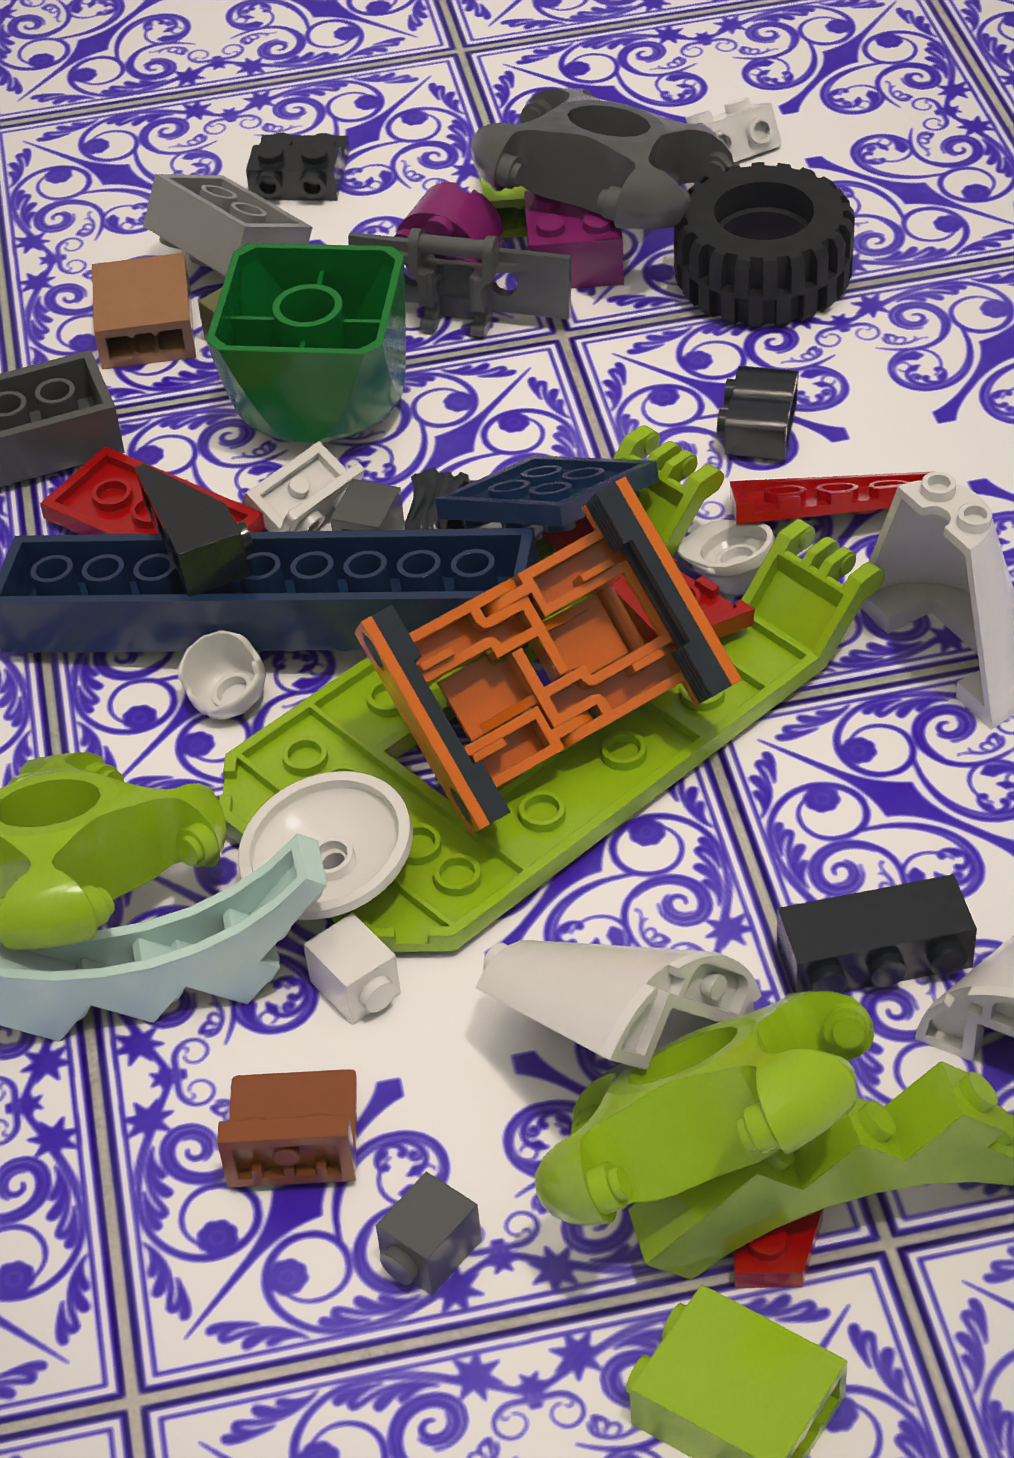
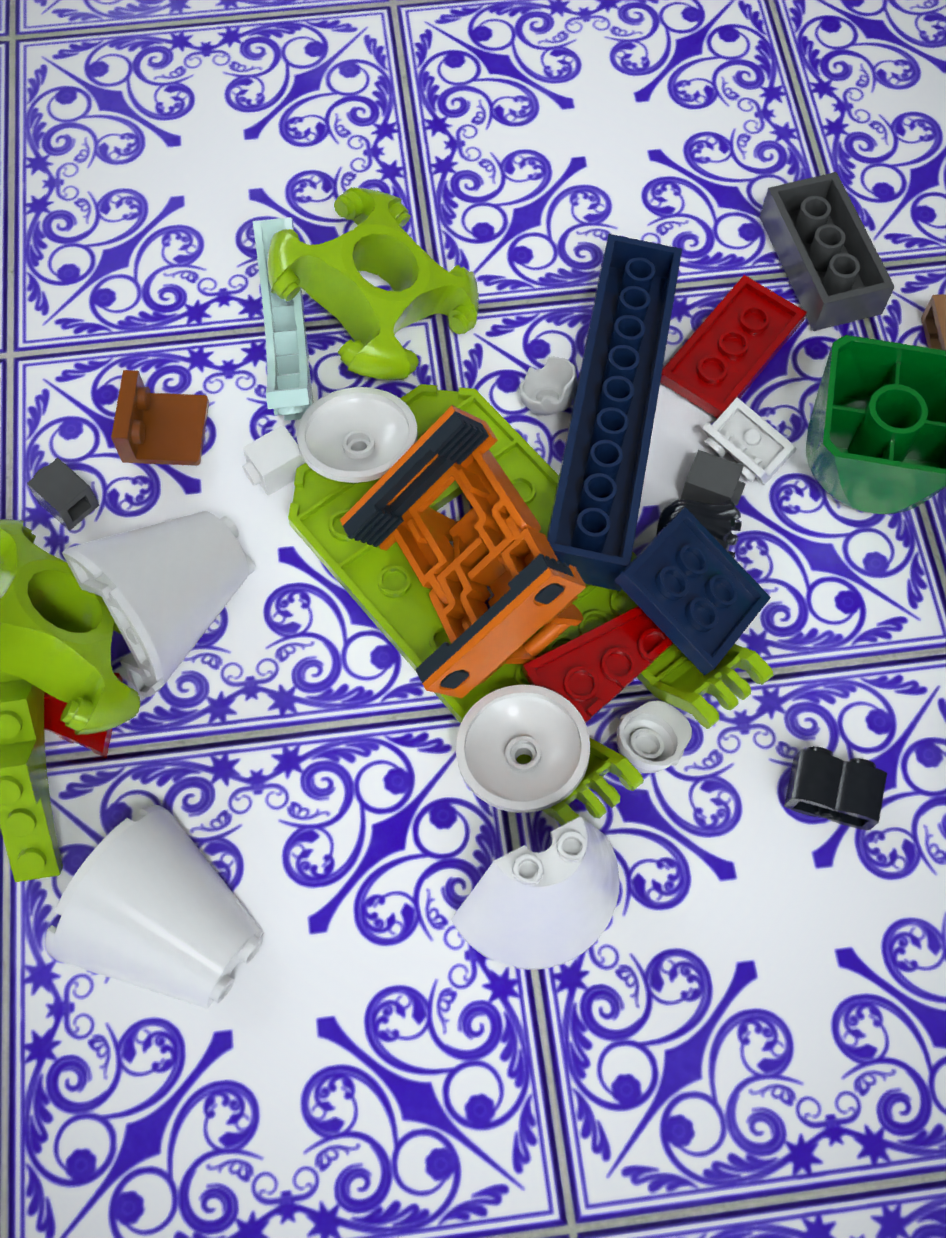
camera: 90 degrees right, 20 degrees up
(196, 532) = (640, 340): black slope -> none
(787, 623) = (518, 723): none -> white dish
(814, 496) = (714, 814): red wing -> none
(876, 937) = (235, 788): black brick -> none

